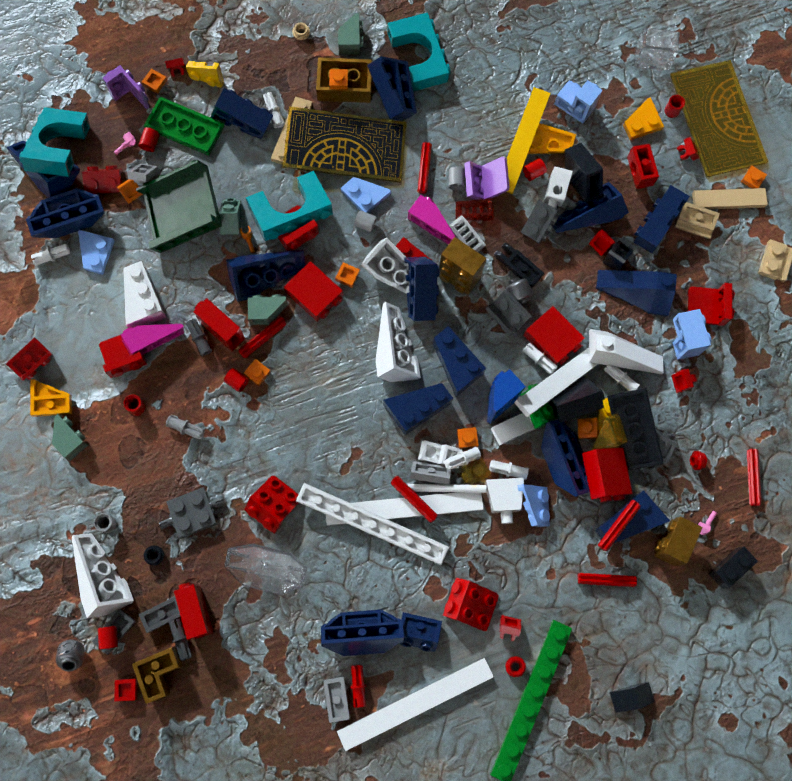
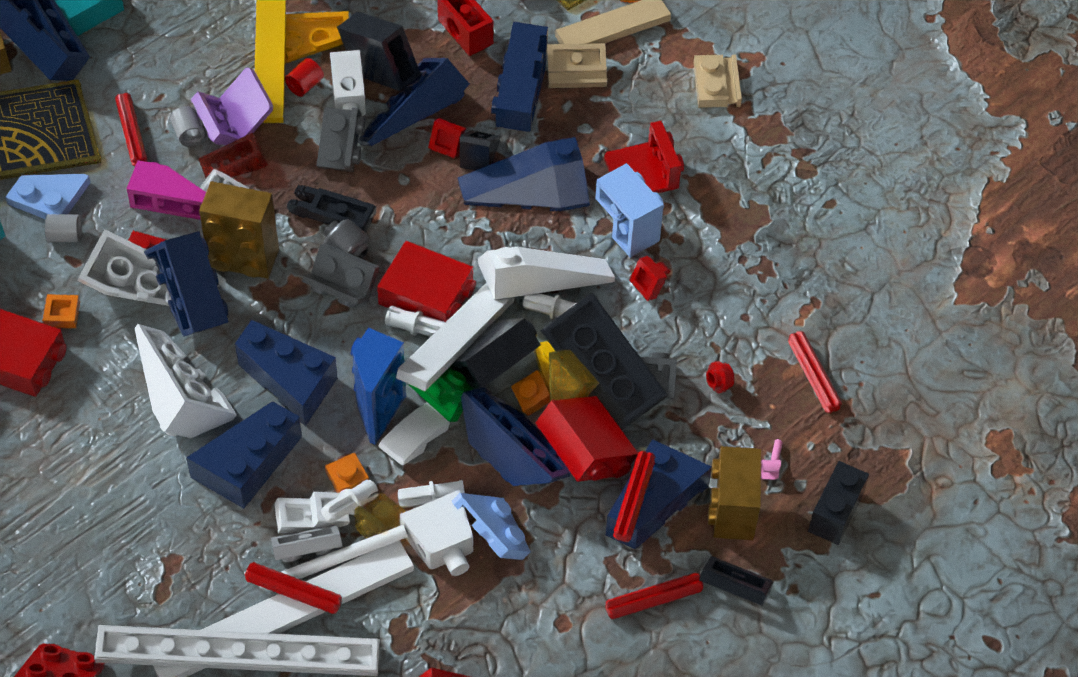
camera: 20 degrees left, 20 degrees down
(656, 590) = (736, 580): none -> black tile

